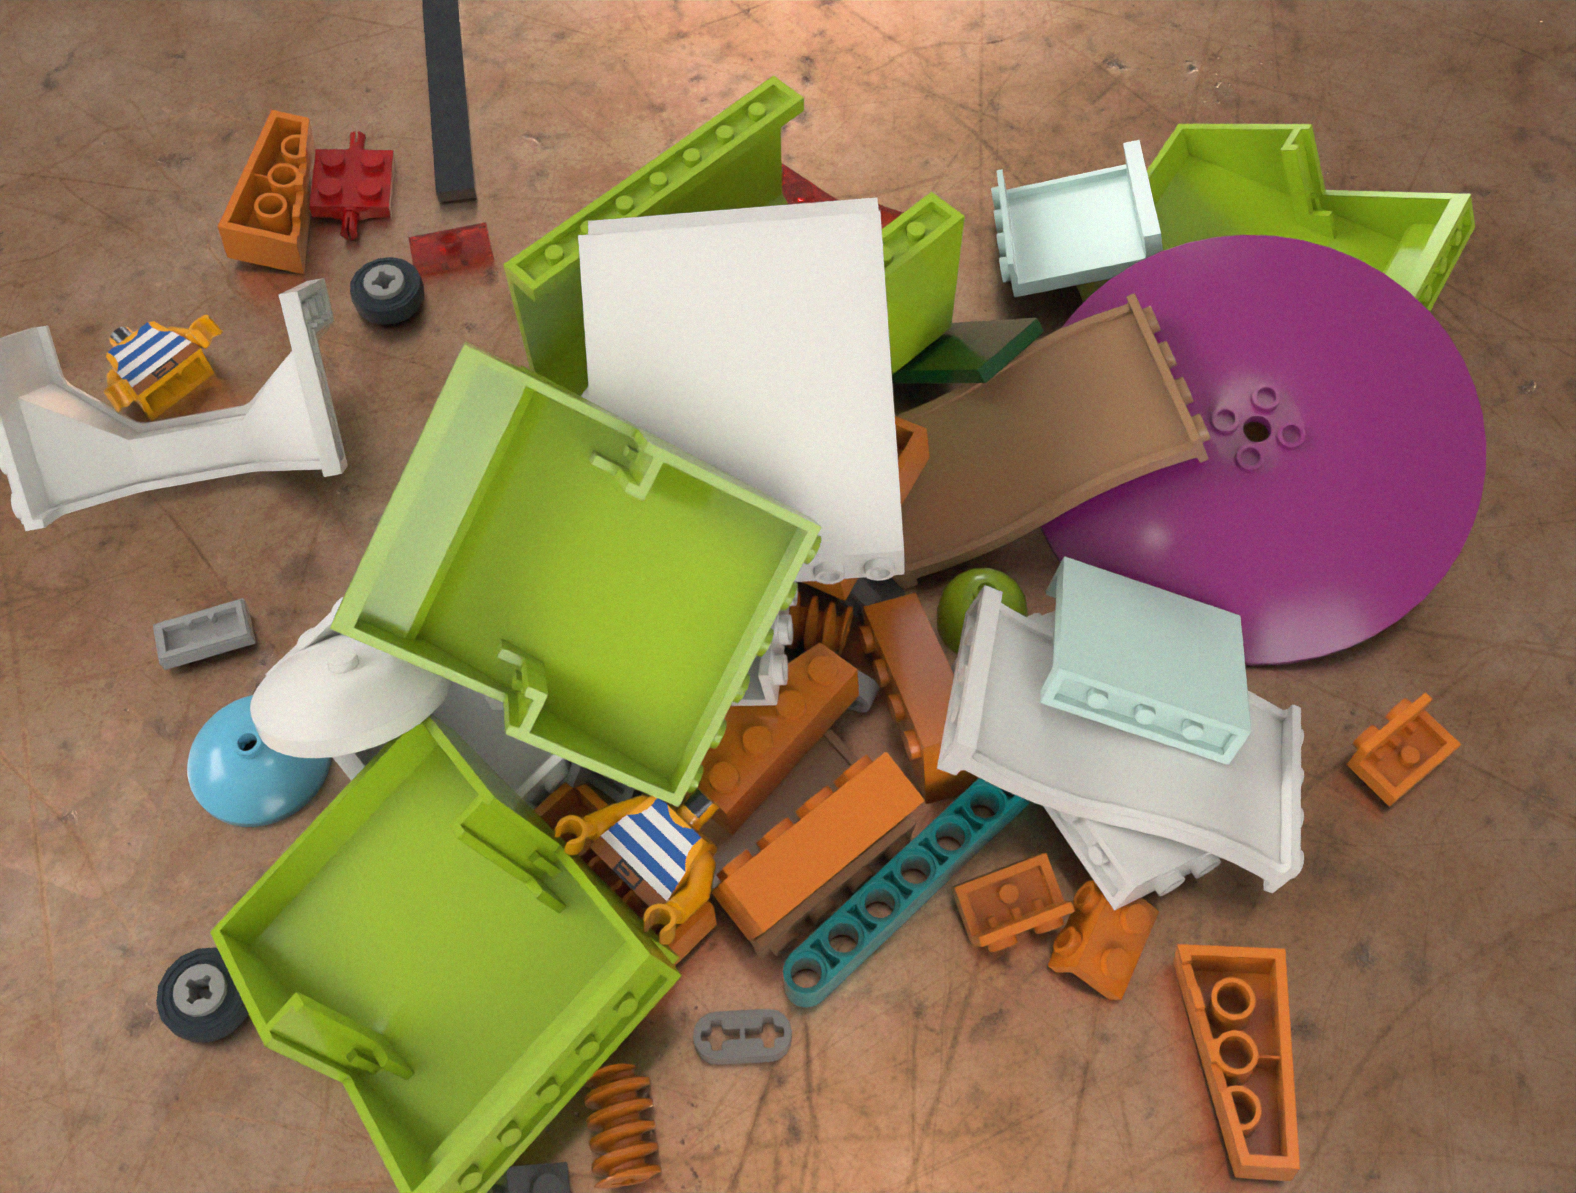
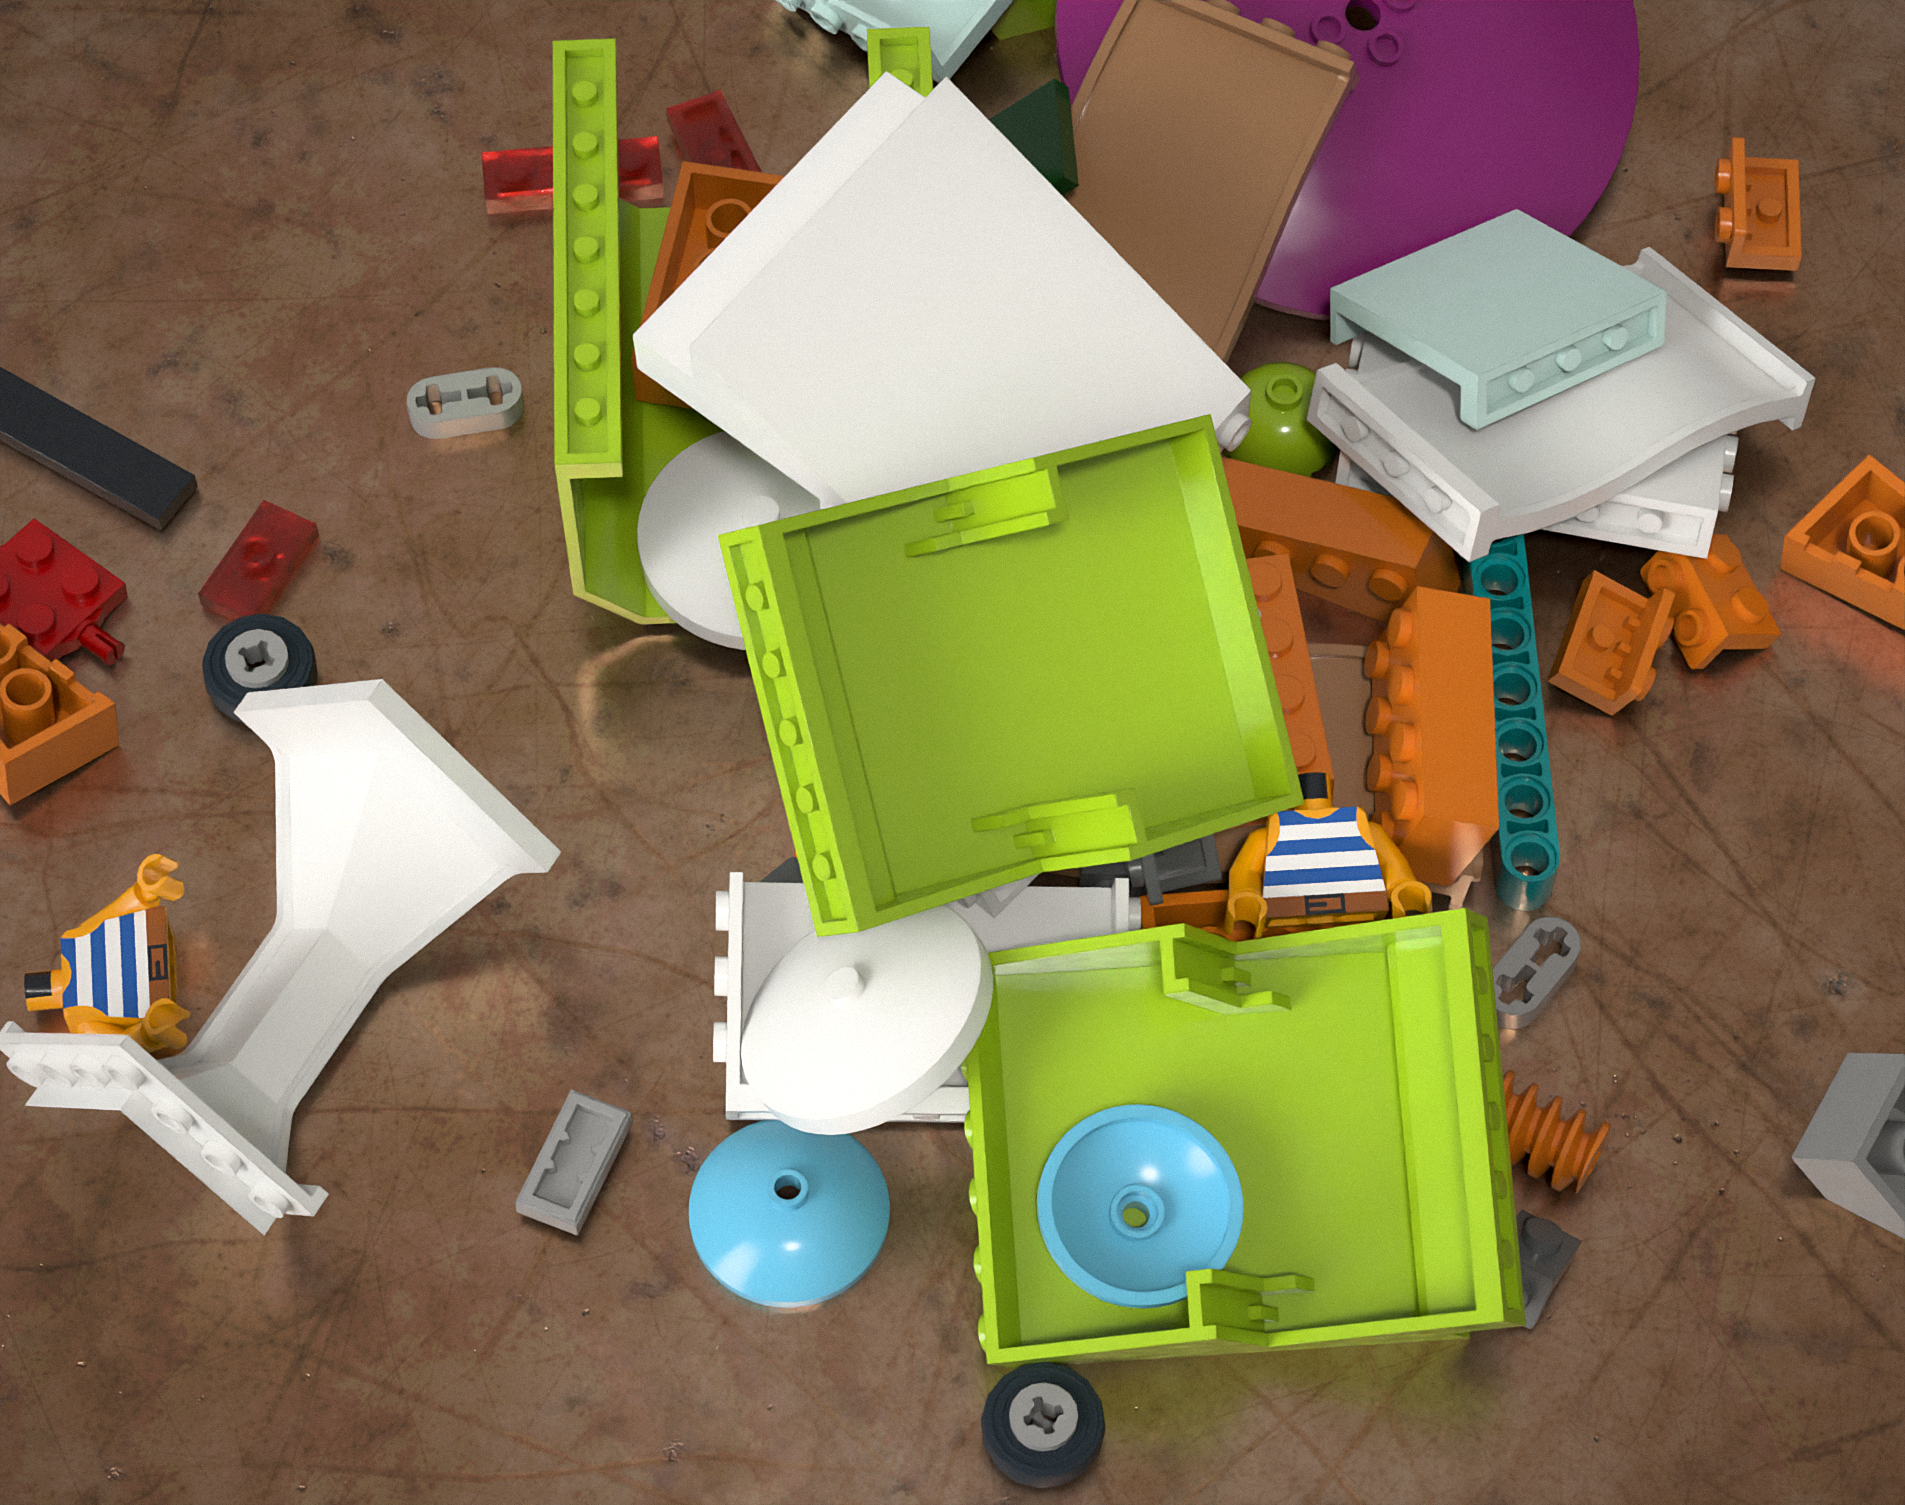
camera: 50 degrees left, 0 degrees up
(320, 925) = (1148, 1163): none -> medium azure dish

